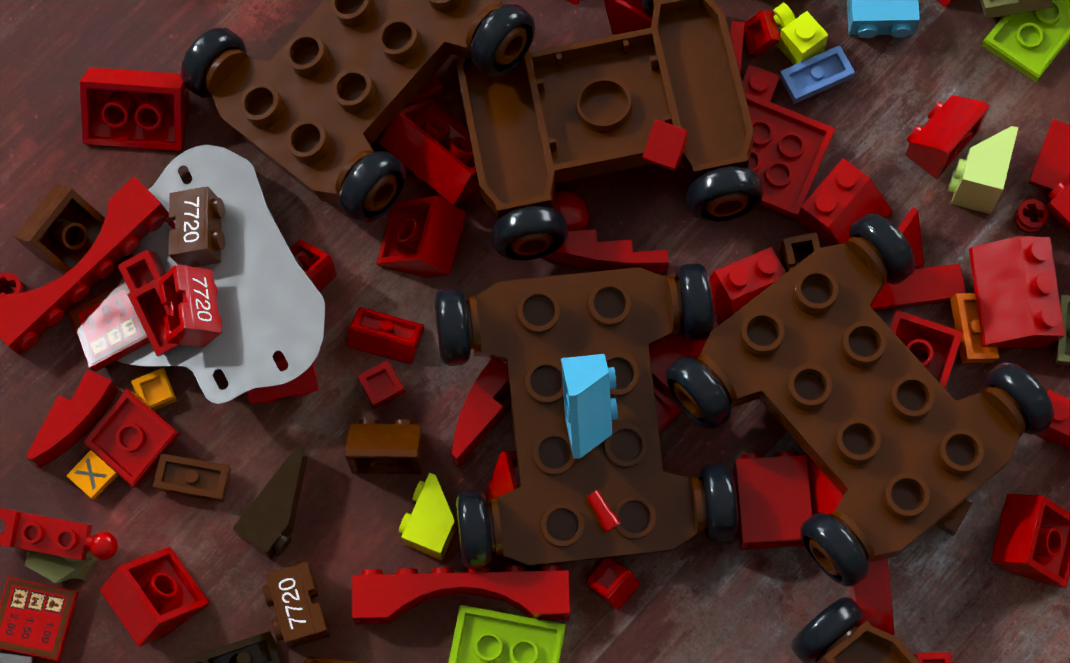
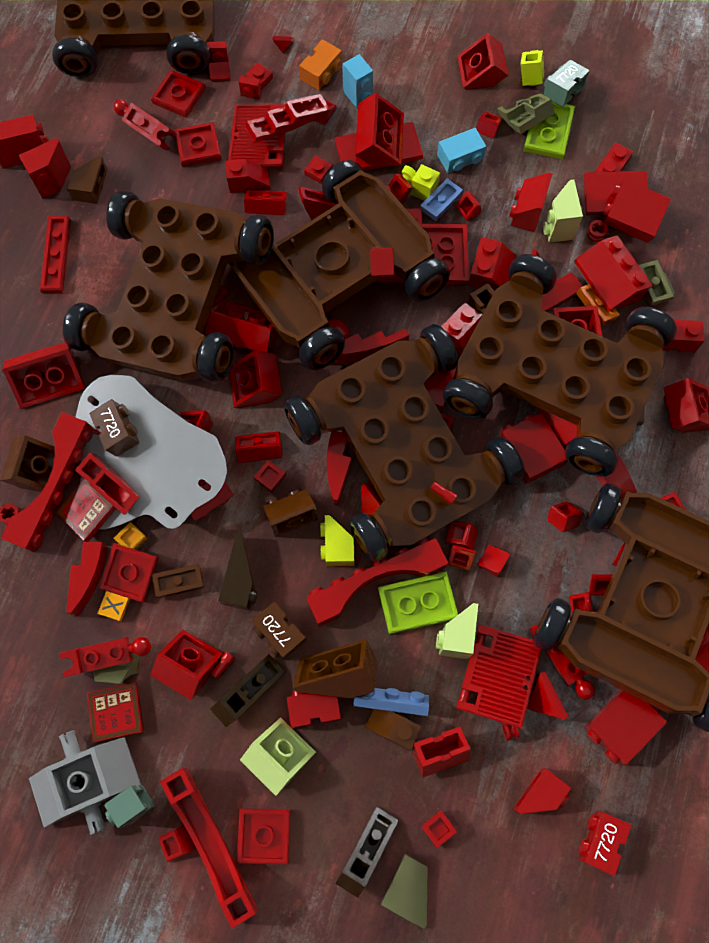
camera: 25 degrees left, 0 degrees up
(191, 306) = (133, 474): red brick -> none
(209, 615) = (227, 659): none -> red piece
(588, 401) = (406, 429): medium azure slope -> none
(596, 613) = (461, 557): none -> red slope
(640, 637) = (493, 560): none -> red slope
(771, 620) = (564, 516): none -> red slope
(853, 100) = (468, 206): none -> red slope

